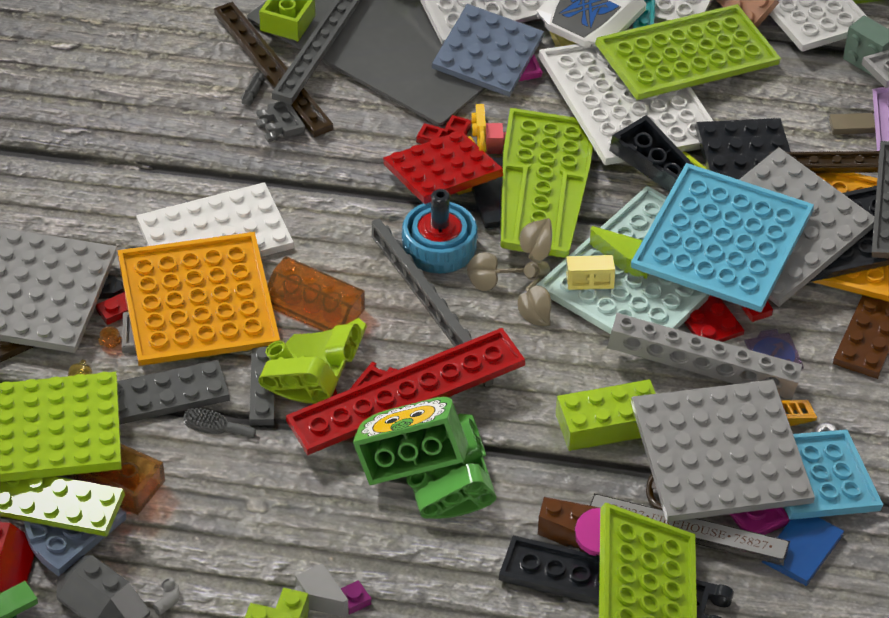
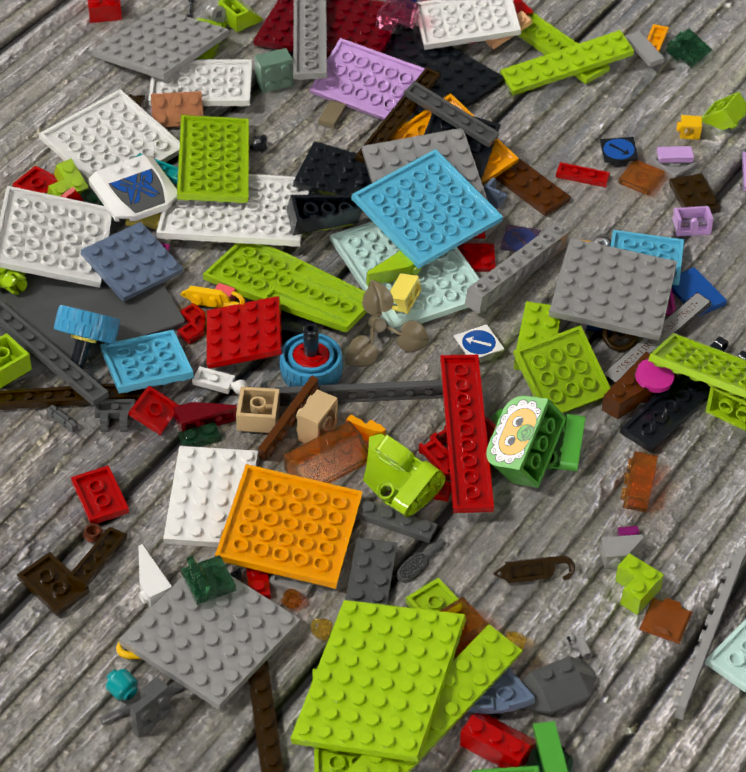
camera: 65 degrees left, 0 degrees up
(39, 160) = (49, 583): none -> dark brown plate
(78, 253) = (207, 579): none -> clear green plate
(81, 221) = (152, 581): none -> white slope
(84, 177) = (97, 558): none -> dark brown tile
(117, 164) = (90, 530): none -> copper plate
(145, 536) = (517, 638): none -> clear yellow tile
(166, 150) = (99, 495): none -> red plate
(166, 447) = (431, 596): none -> lime plate
(252, 521) = (534, 569): none -> dark brown plate
(290, 194) = (200, 435): none -> clear green plate
(299, 145) = (153, 410): none -> red tile
(309, 180) = (198, 414): none -> dark red slope
(342, 243) = (288, 419): none -> reddish brown plate
(343, 218) = (257, 409): none -> tan brick
(356, 45) = (86, 329): none -> dark azure wheel
(356, 263) = (317, 416): none -> tan brick
(358, 113) = (146, 361): none -> medium azure plate
(371, 179) = (217, 381): none -> white plate
(373, 314) = (369, 429): none -> light orange slope
(440, 579) = (639, 481): none -> clear orange brick
(556, 447) = (563, 370): none -> lime plate
(565, 366) = (480, 342): none -> piece
(750, 81) = (259, 144): none -> black piece
(825, 301) = (494, 196): none -> sand blue panel

